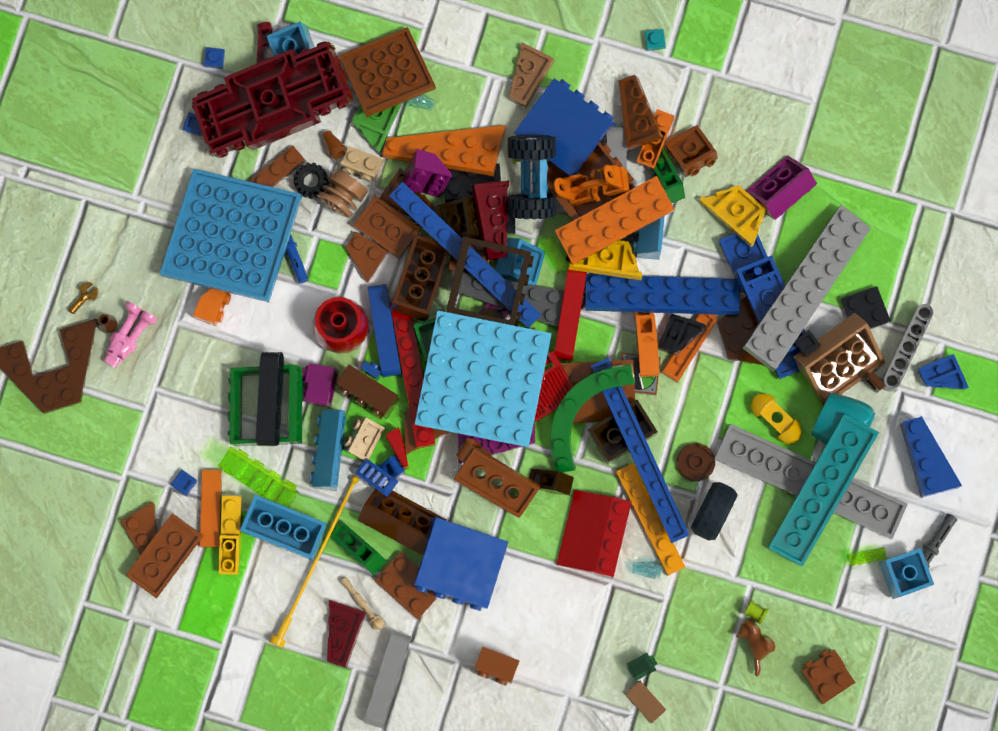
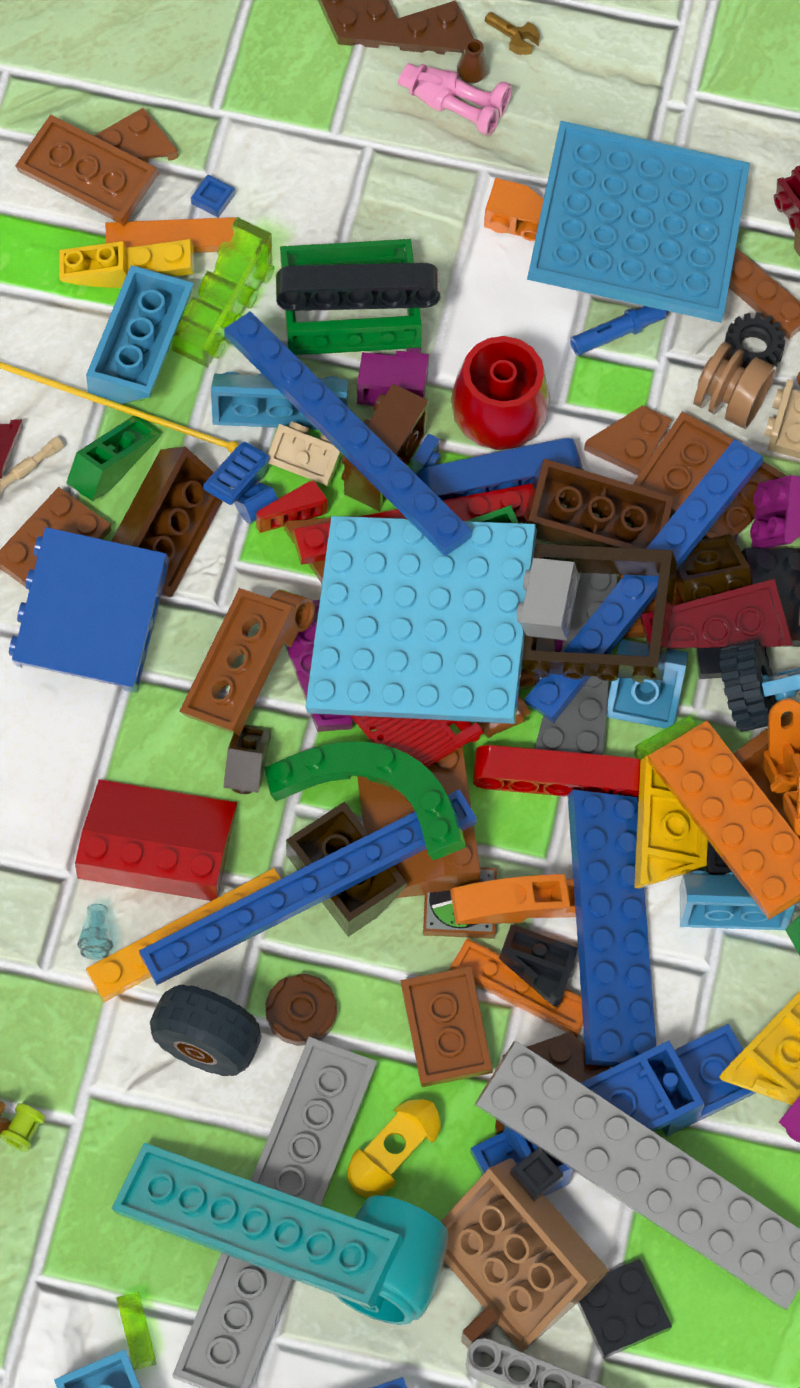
camera: 80 degrees right, 15 degrees down
(368, 411) = (348, 434): none -> blue plate
(485, 306) = (548, 598): none -> light grey brick
(712, 386) = (446, 1026): none -> dark orange plate

